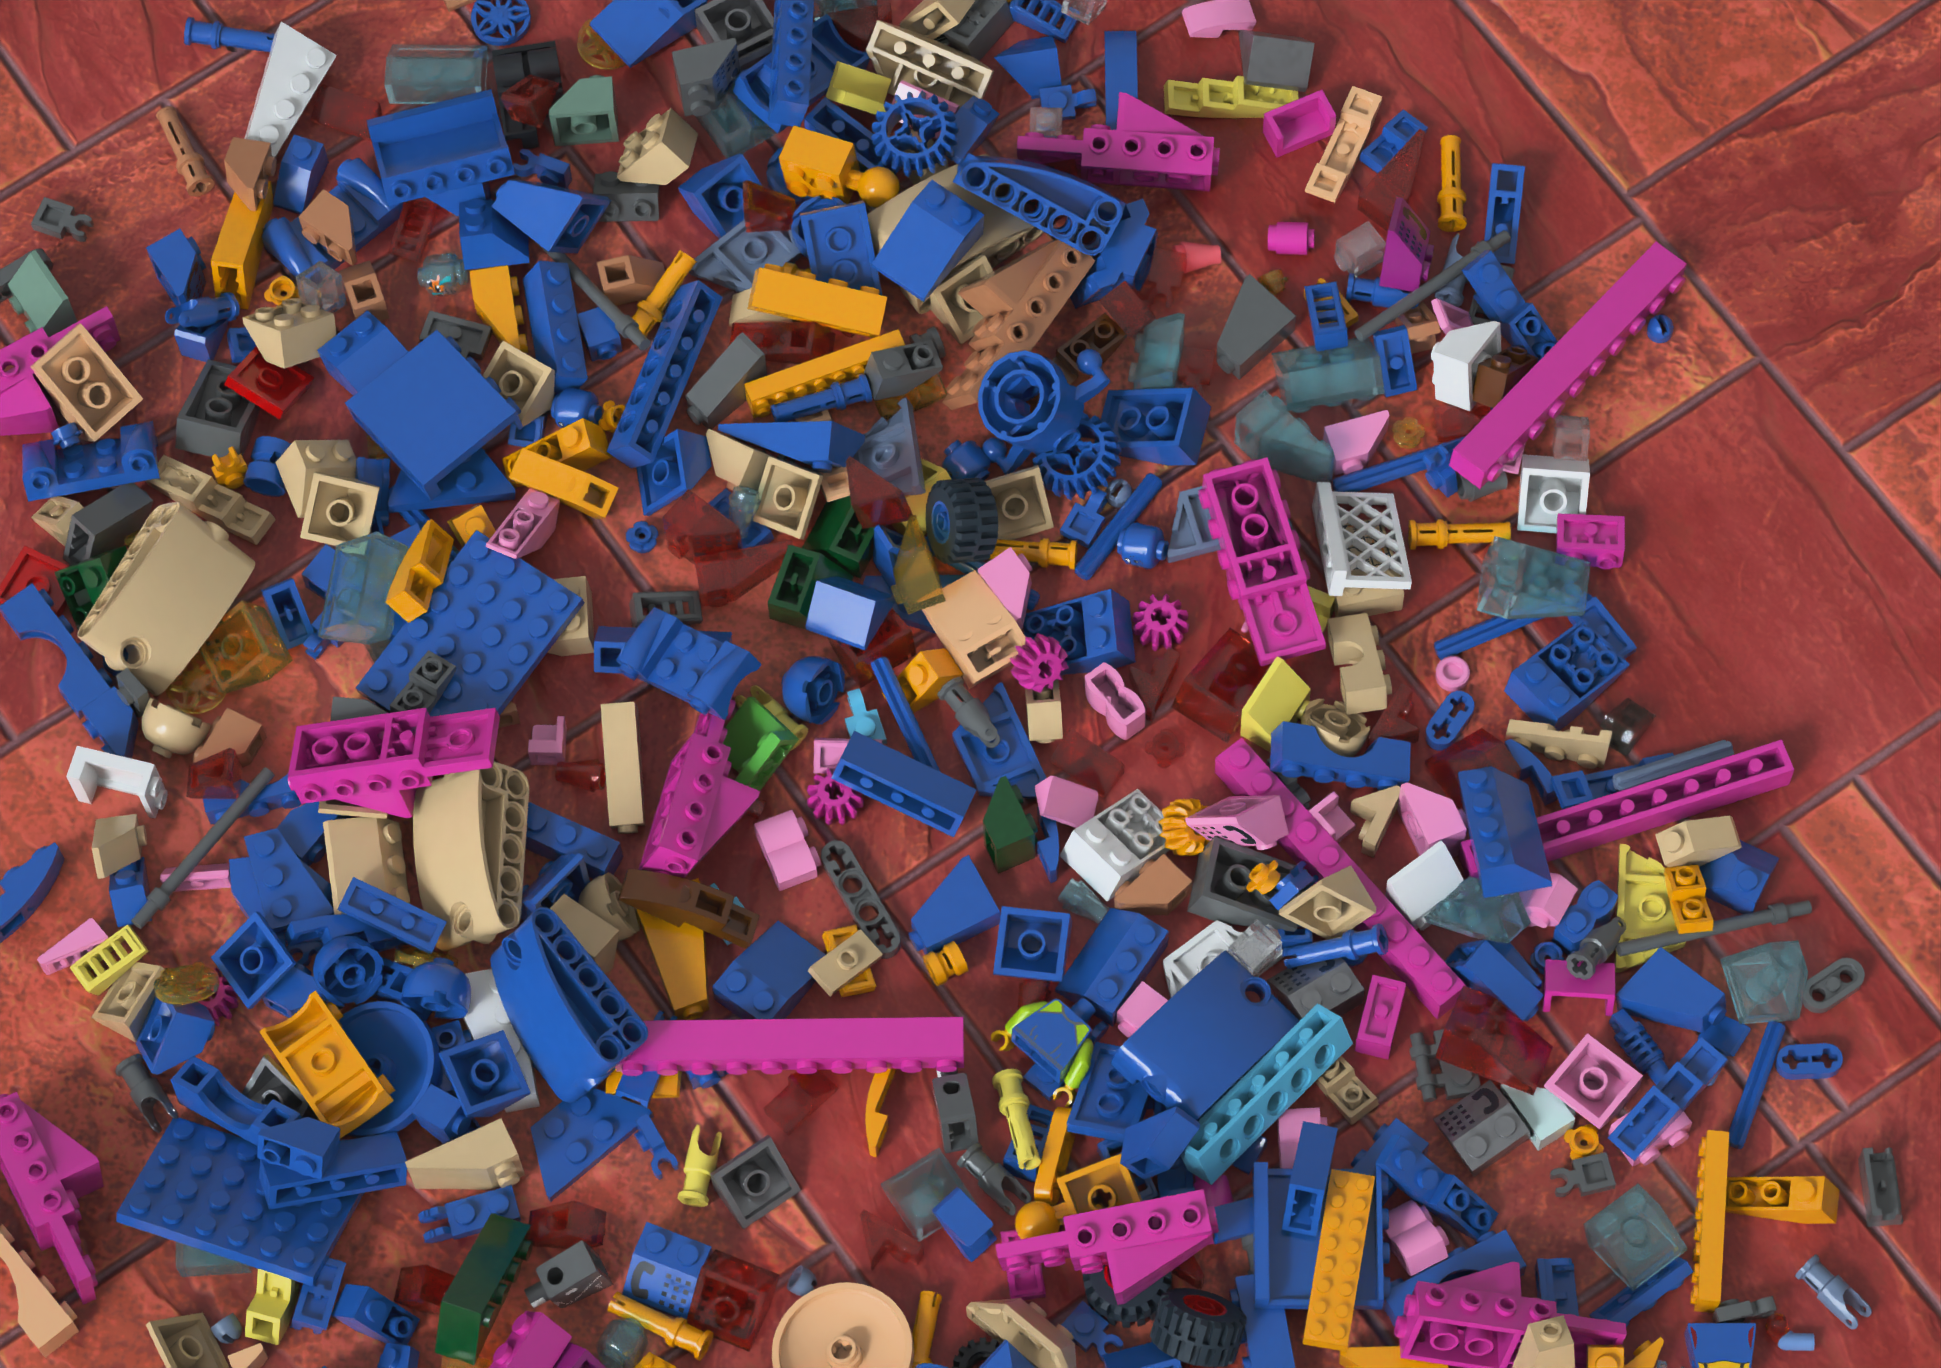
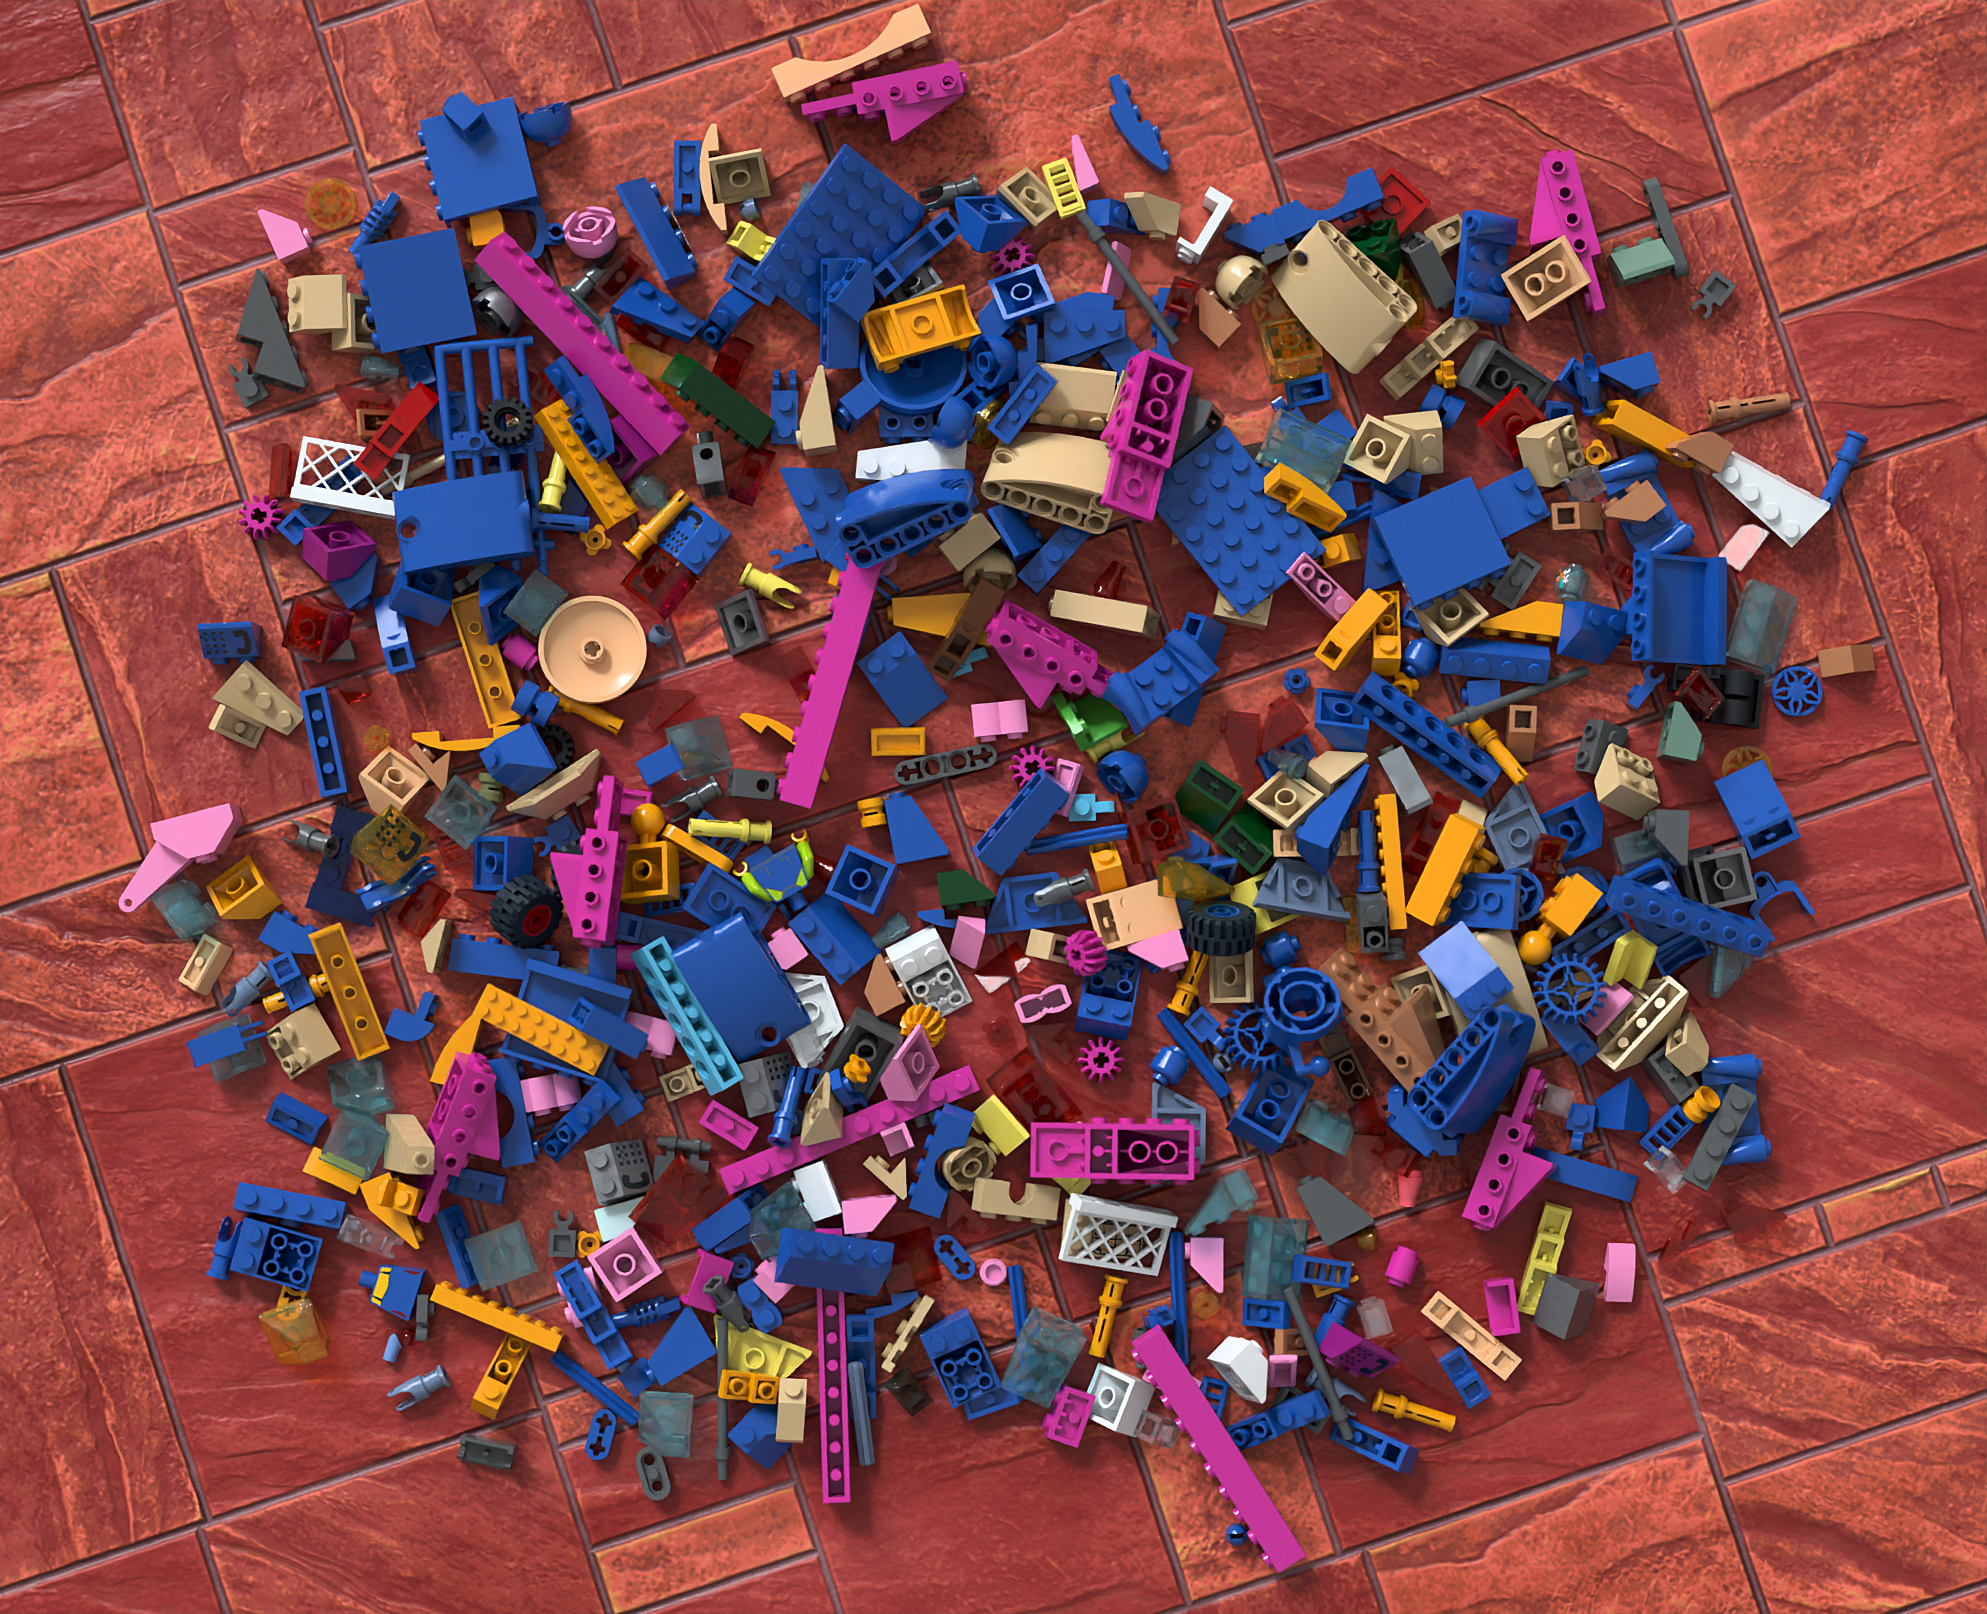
camera: 105 degrees right, 20 degrees up
(66, 436) = (1511, 254): blue plate -> none
(186, 984) = (1016, 238): clear yellow wheel -> none
(300, 174) = (1695, 493): blue slope -> none
(425, 684) = (1202, 474): dark grey slope -> none
(485, 1075) = (874, 441): blue slope -> none
(548, 743) = (1144, 563): bright pink panel -> none
(551, 214) = (1595, 680): blue slope -> none
(664, 599) = (1240, 672): dark grey slope -> none
(845, 962) = (892, 736): tan plate -> none
(847, 611) = (1174, 819): slope -> none
(874, 497) = (1254, 861): clear red slope -> none
(1157, 1142) = (666, 921): blue slope -> none
(1500, 374) = (1224, 1393): reddish brown slope -> none

